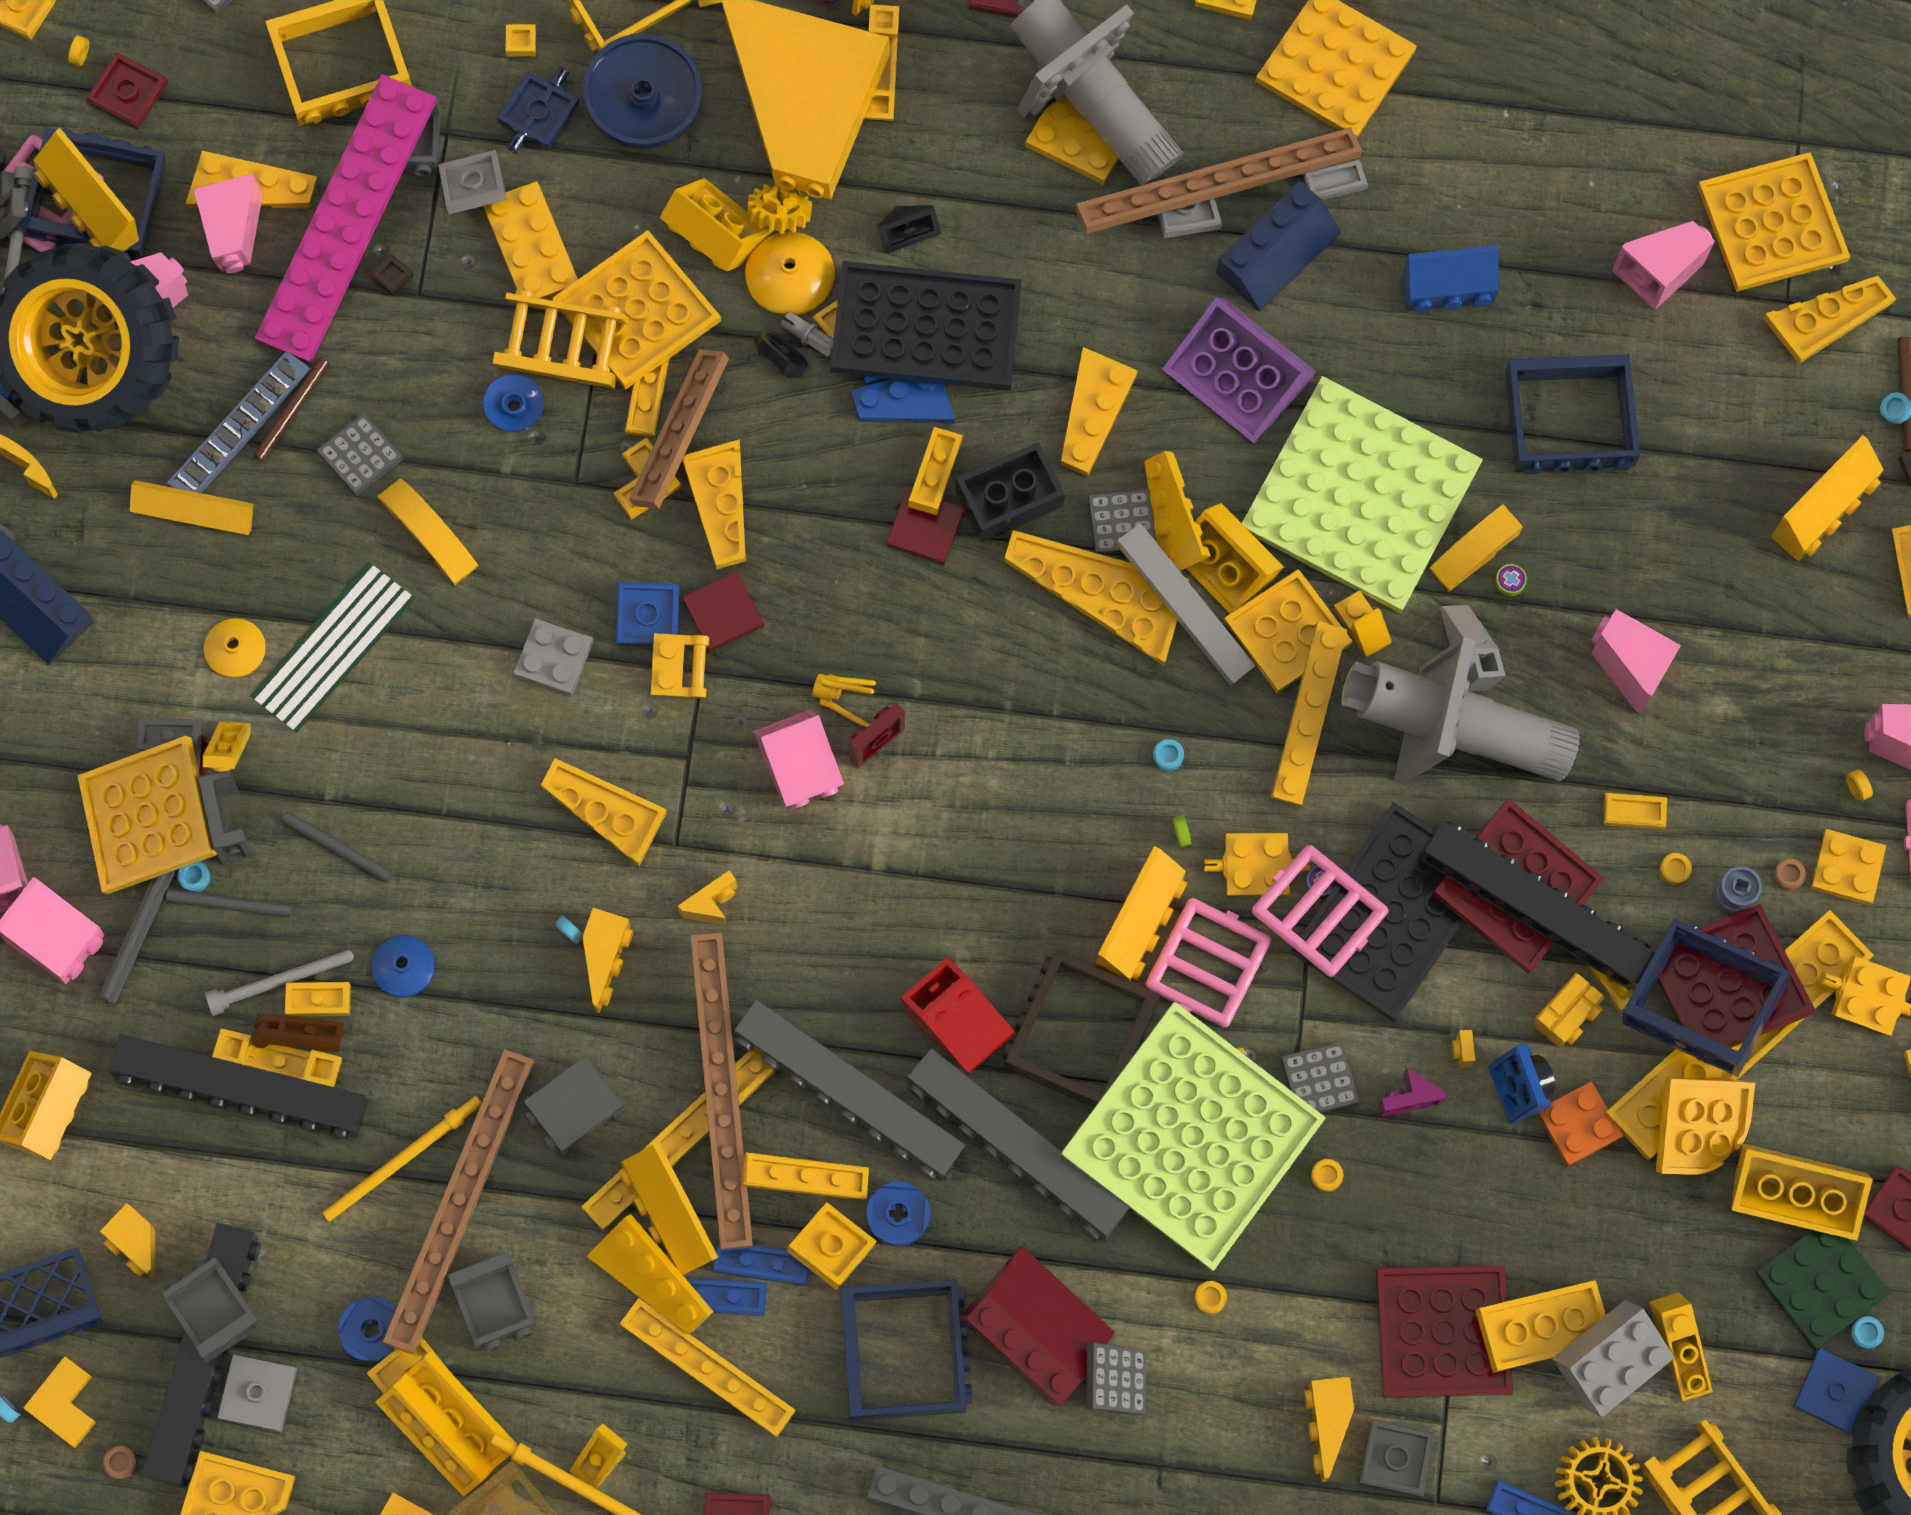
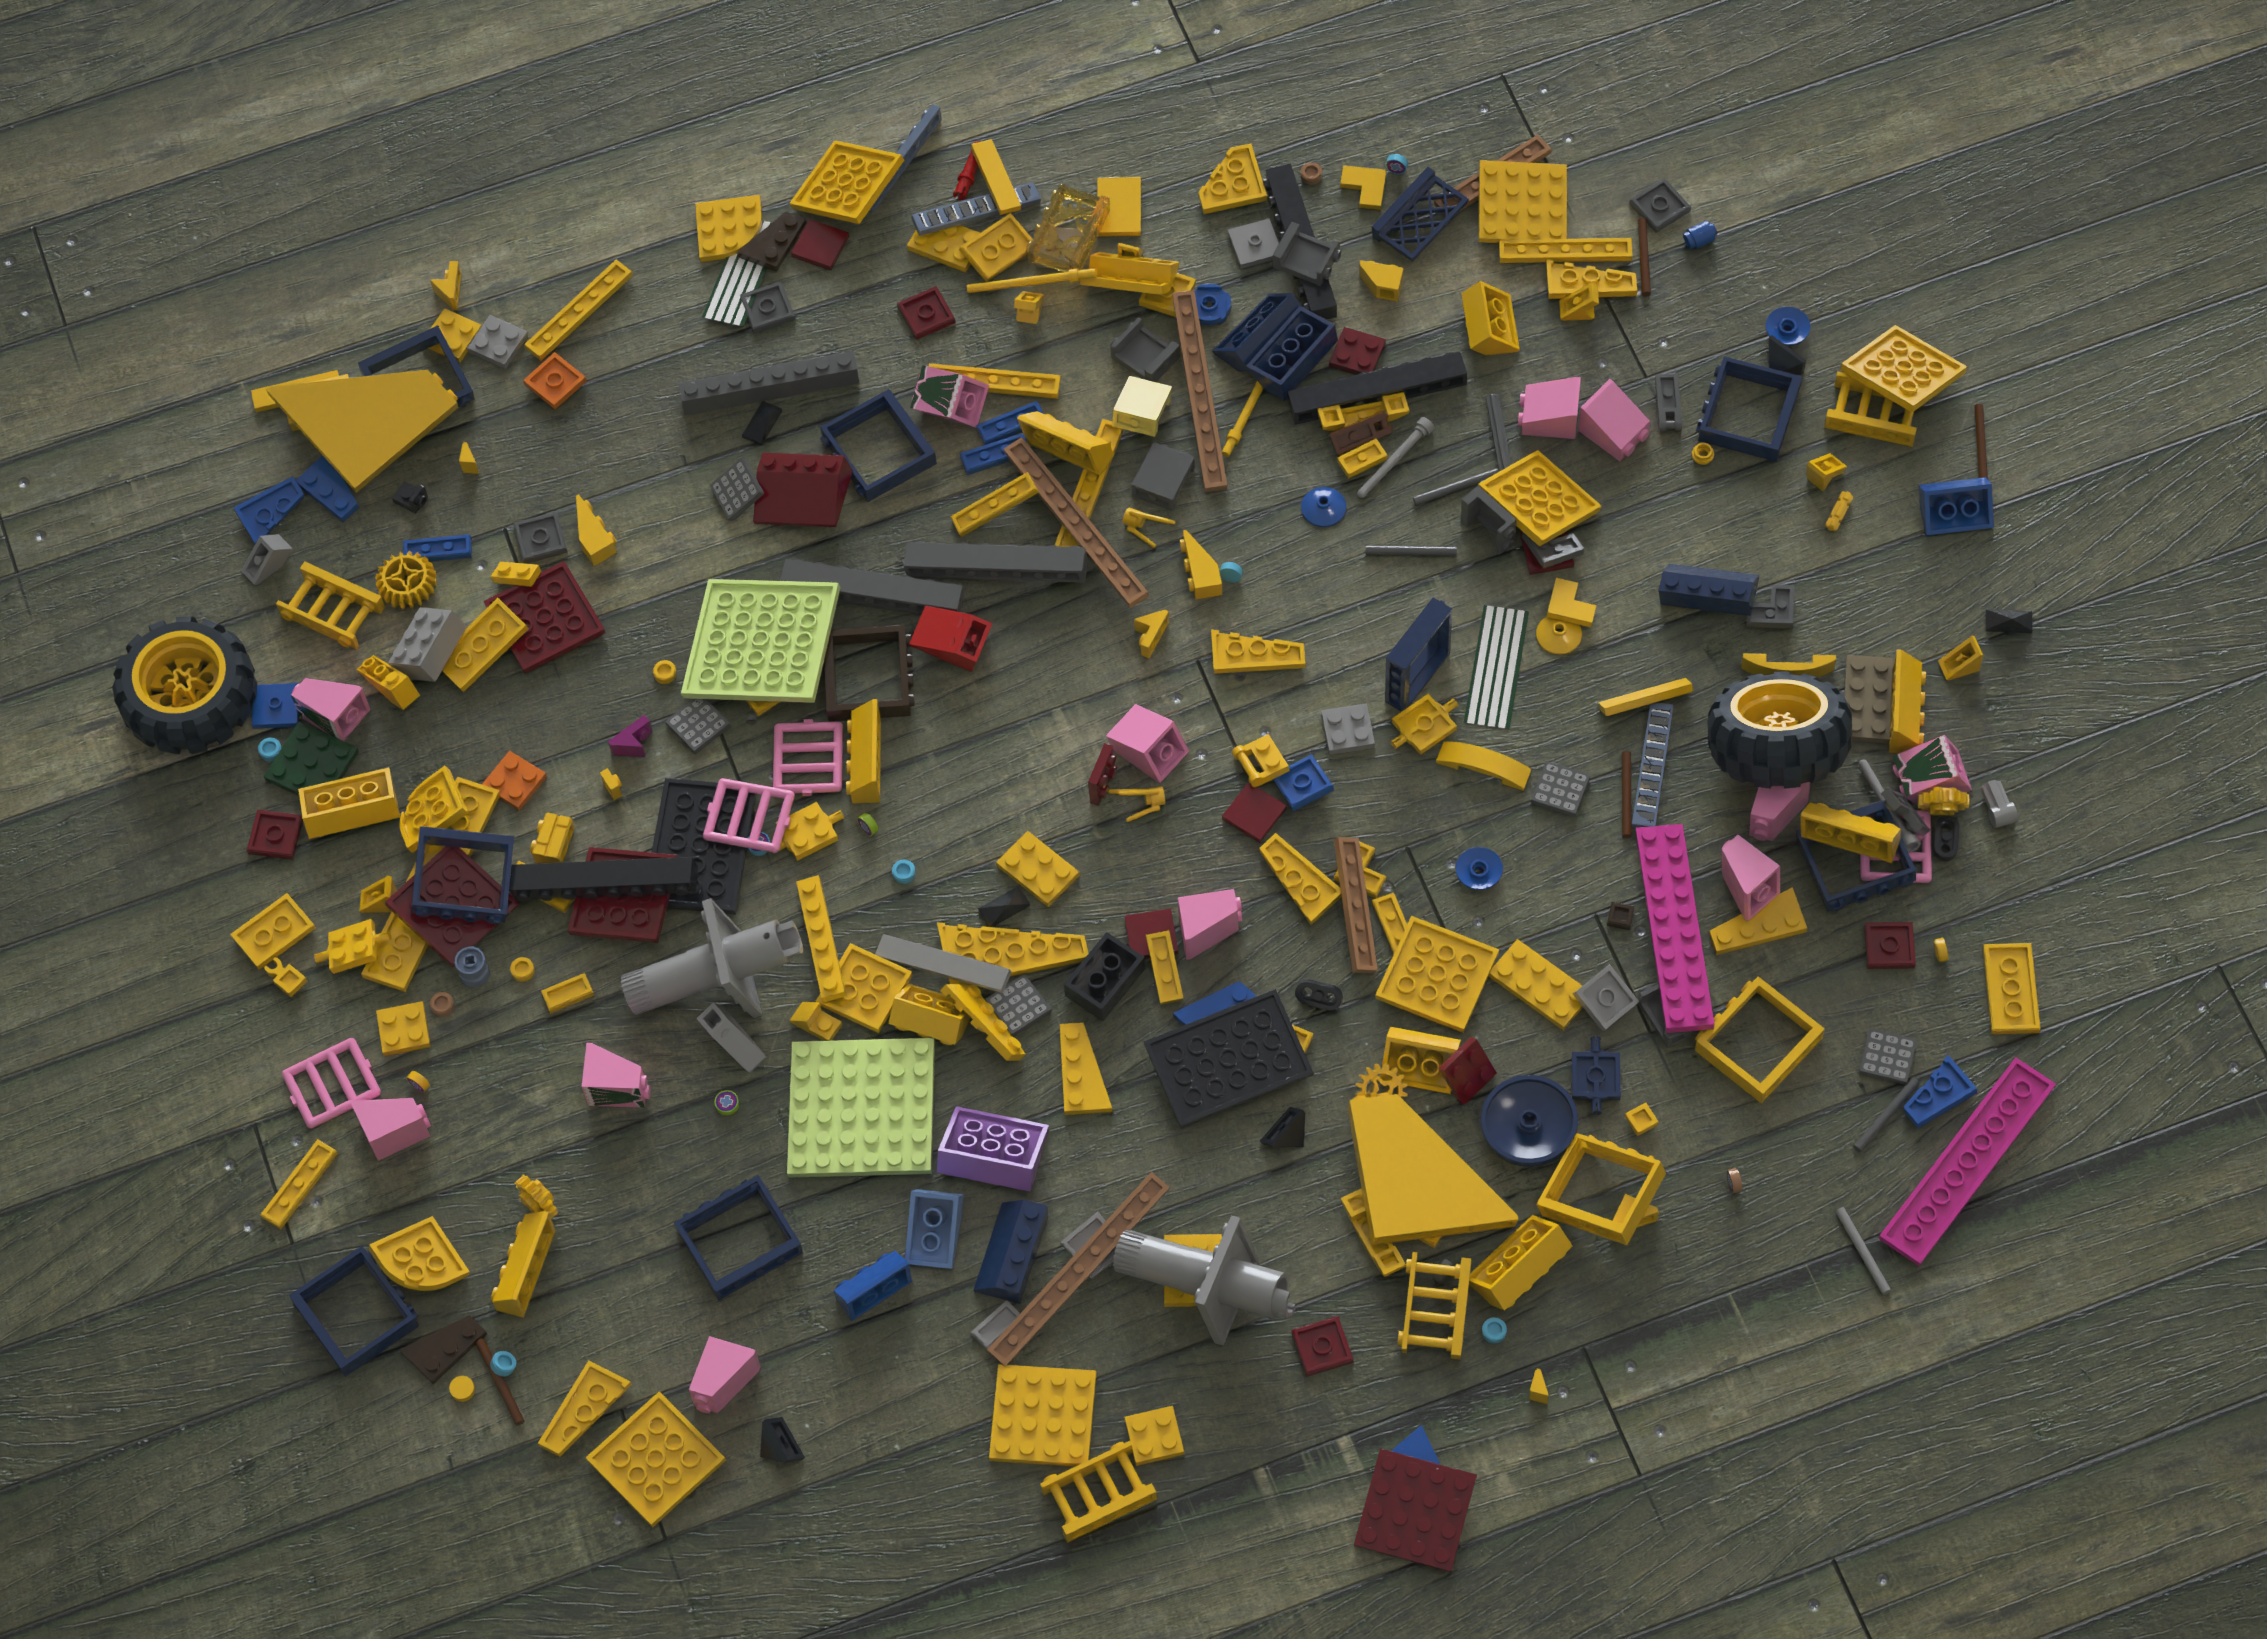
camera: 160 degrees right, 10 degrees down
(208, 671) = (1565, 608): none -> yellow tile
(226, 746) = (1515, 557): yellow plate -> none
(229, 1157) = (1357, 352): none -> dark red plate
(312, 1188) = (1292, 352): none -> dark blue slope
(332, 1251) = (1256, 330): none -> dark blue slope
(416, 649) = (1405, 681): none -> dark blue window
(421, 1471) = (1128, 250): none -> yellow slope
(463, 611) = (1424, 724): none -> yellow plate
(541, 362) = (1469, 901): yellow fence -> none
(543, 1214) = (1141, 406): none -> light yellow panel
(642, 1067) = (1136, 519): none -> yellow plant
(646, 1271) = (1062, 407): yellow wing -> none
(682, 173) = (1467, 1070): none -> dark red plate
(781, 1362) = (949, 396): none -> slope
(792, 289) = (1340, 1069): yellow dish -> none
(808, 333) = (1310, 1019): light grey axle -> none
(831, 1246) = (955, 476): yellow plate -> none
(857, 492) = (1208, 919): none -> bright pink slope
(912, 1202) = (925, 529): blue plate -> none
(1011, 675) = (1037, 869): none -> yellow plate
(1031, 1476) = (762, 422): none -> black slope
(1074, 649) = (1004, 907): none -> black slope
(1210, 1297) = (703, 568): yellow tile -> none
(1349, 315) = (933, 1228): none -> medium blue slope
(1454, 1410) = (515, 574): none -> yellow plate
(1476, 547) = (760, 1108): yellow slope -> none
(1522, 1083) = (560, 776): blue piece -> none
(1630, 172) = (778, 1442): none -> black slope
(1774, 1335) = (330, 706): none -> bright pink slope
(1784, 561) = (535, 1196): none -> yellow gear
(1812, 1048) = (374, 896): none -> yellow slope

